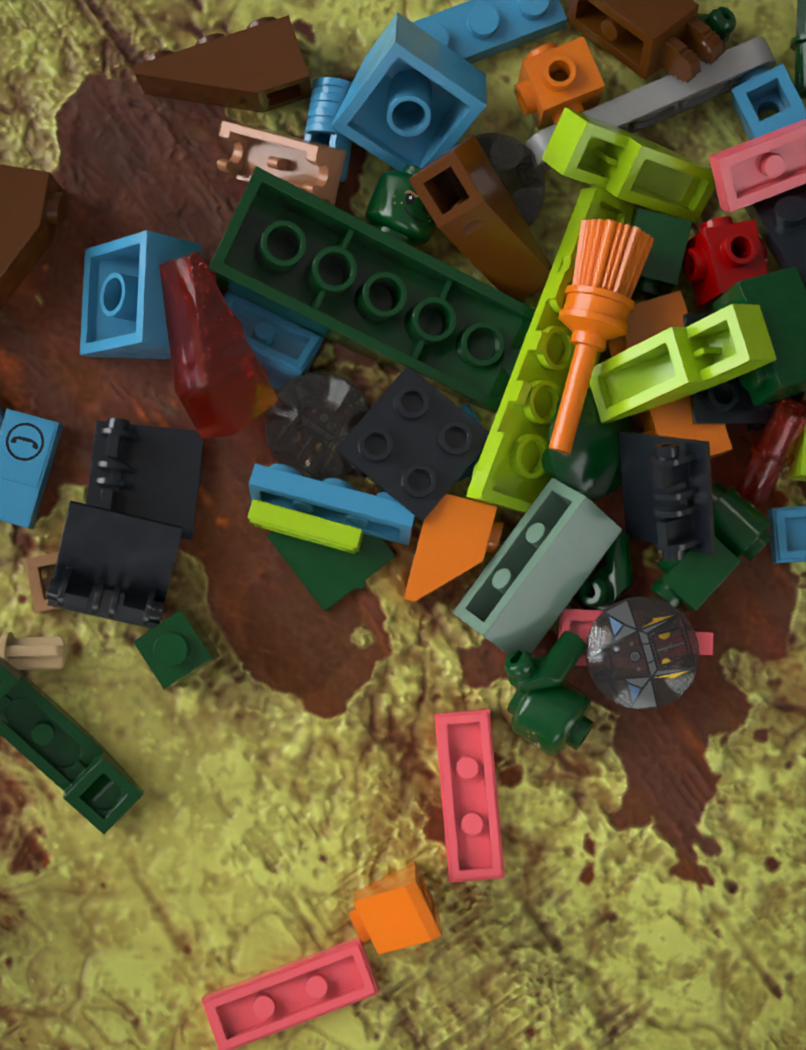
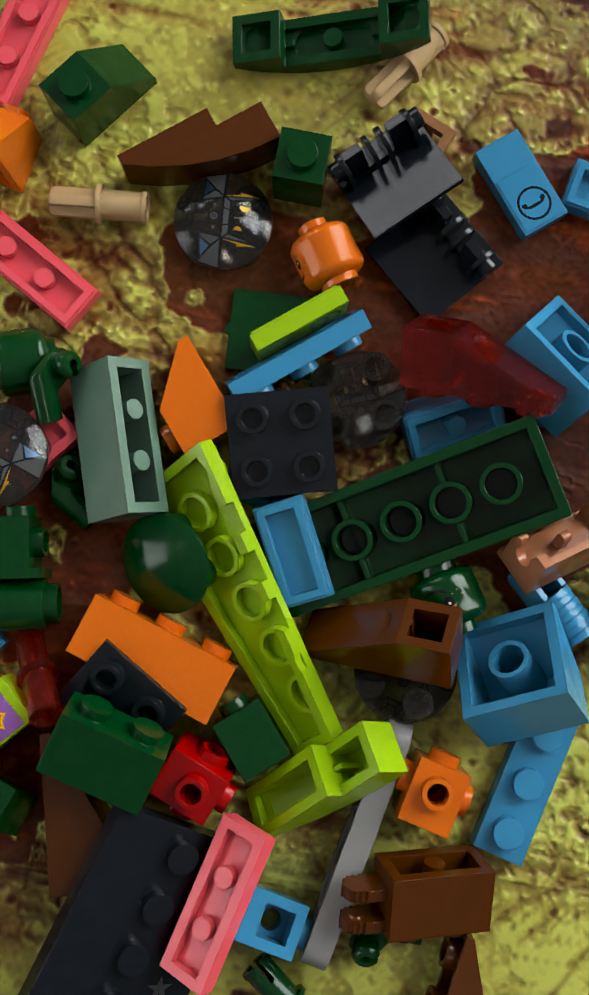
camera: 130 degrees right, 0 degrees up
(229, 560) = (326, 255): none -> orange head
(237, 741) = (203, 149): none -> reddish brown slope
(271, 881) = (95, 89): none -> dark green slope
(280, 673) = (223, 222): none -> clear smoke dish
(364, 785) = (99, 204): none -> tan axle
(486, 355) = (293, 550): none -> dark azure tile
(597, 309) = (246, 648): orange piece -> none
(668, 493) = (77, 573): black hinge -> none
(682, 362) = (149, 669): lime slope -> none

